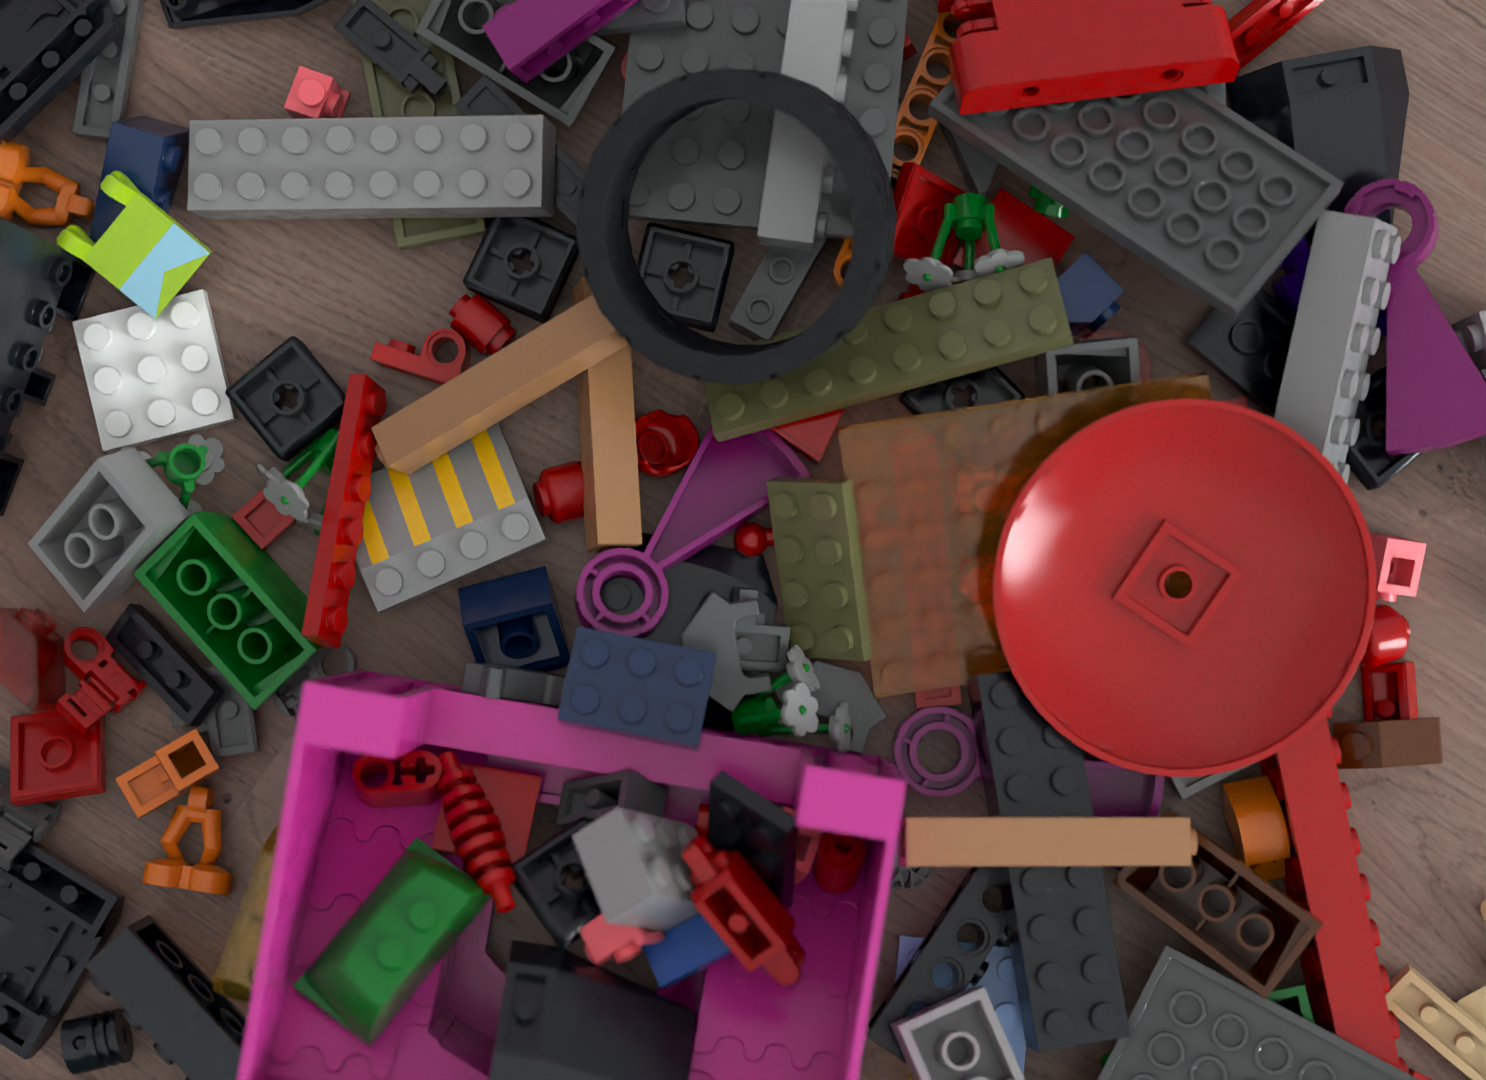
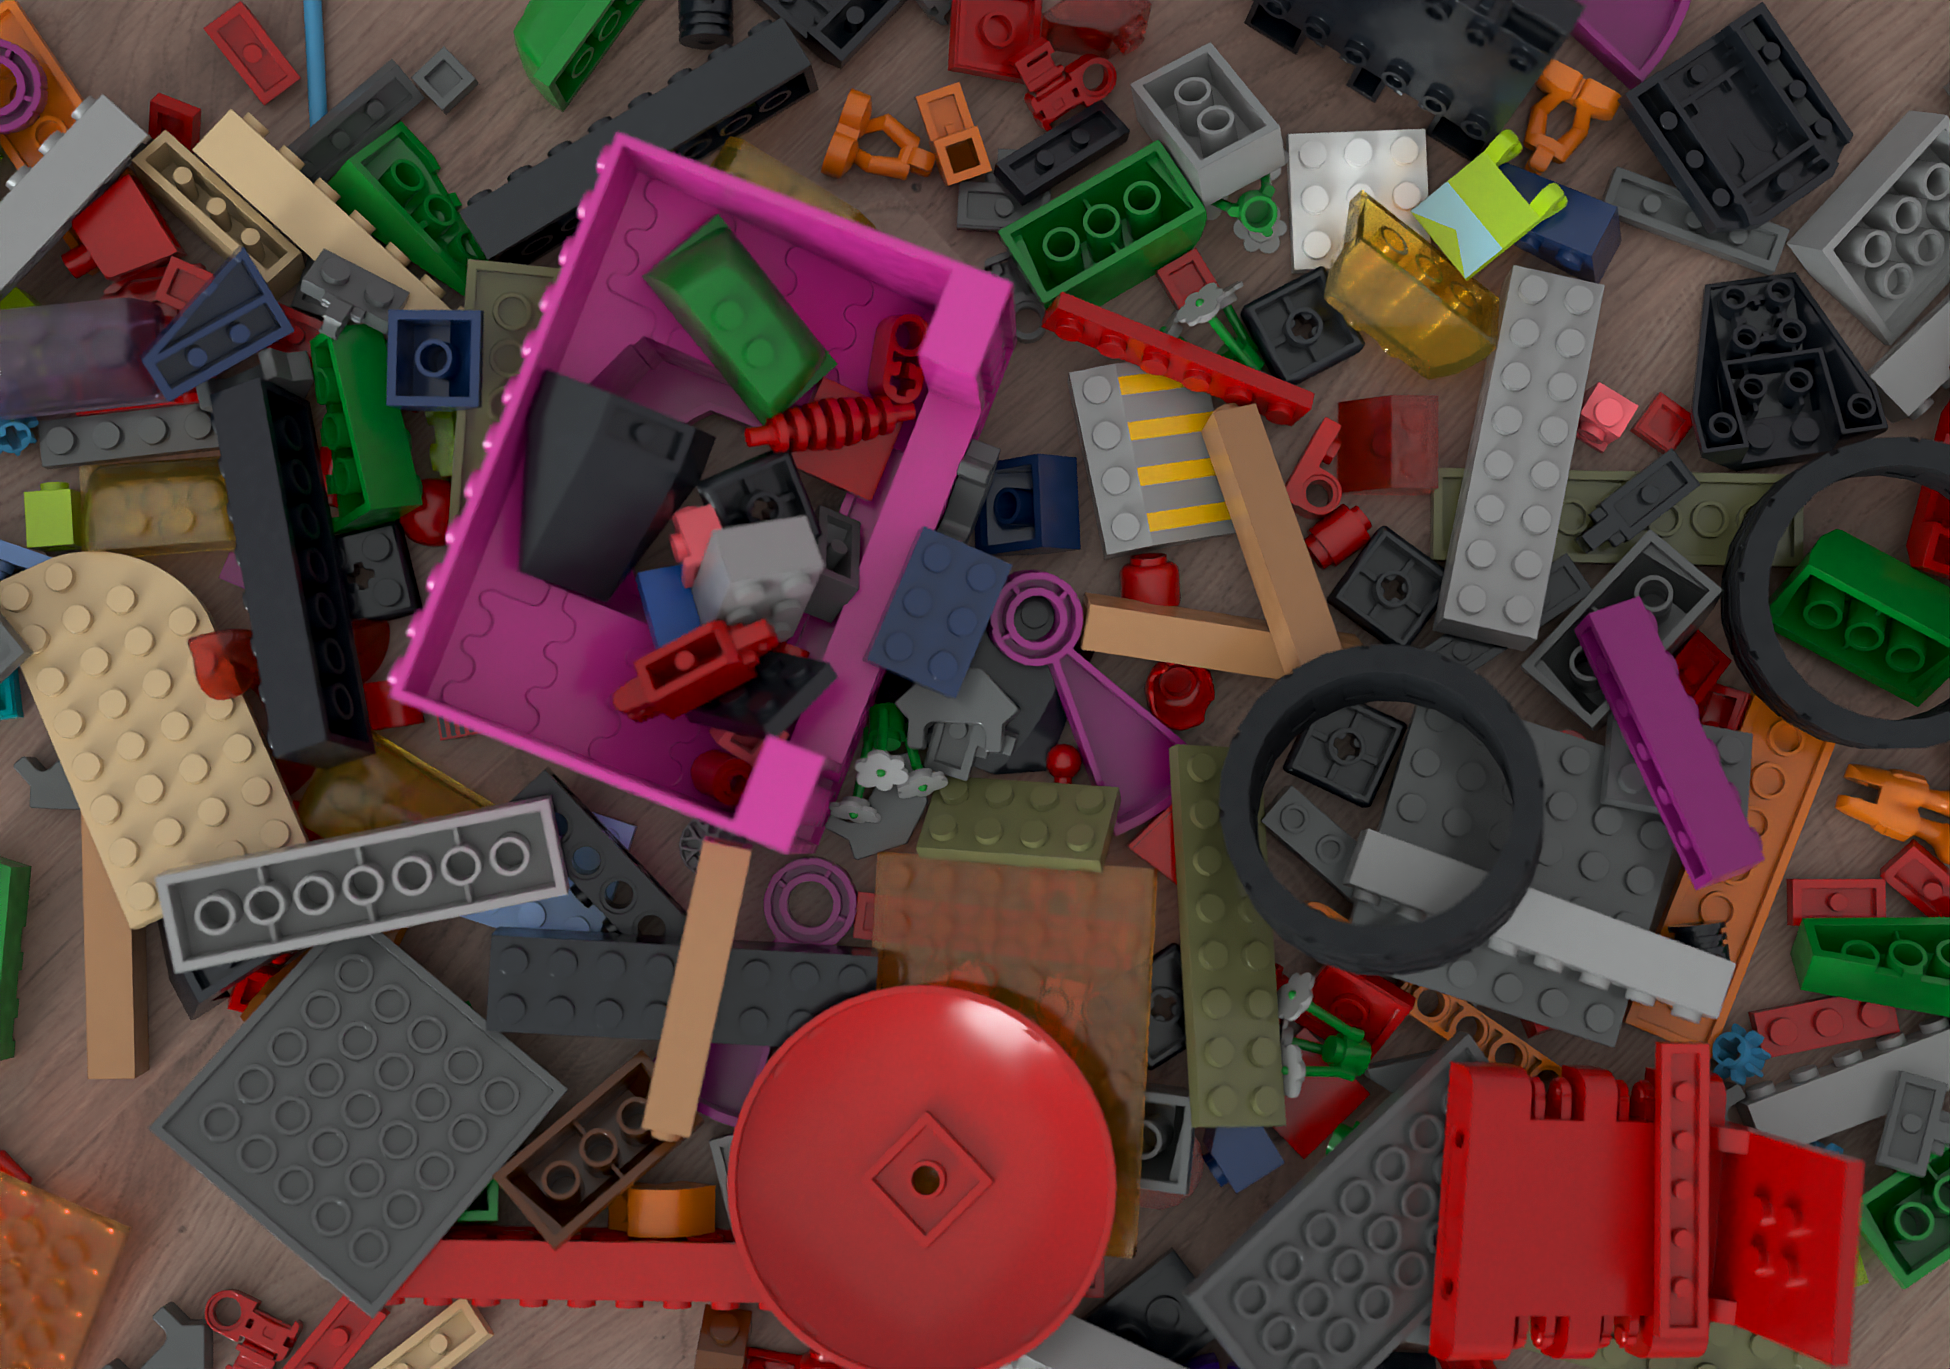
camera: 100 degrees right, 0 degrees up
(236, 303) = (1409, 294): none -> clear yellow windscreen
(311, 41) = (1663, 424): none -> red tile
(385, 294) = (1388, 445): none -> clear red slope

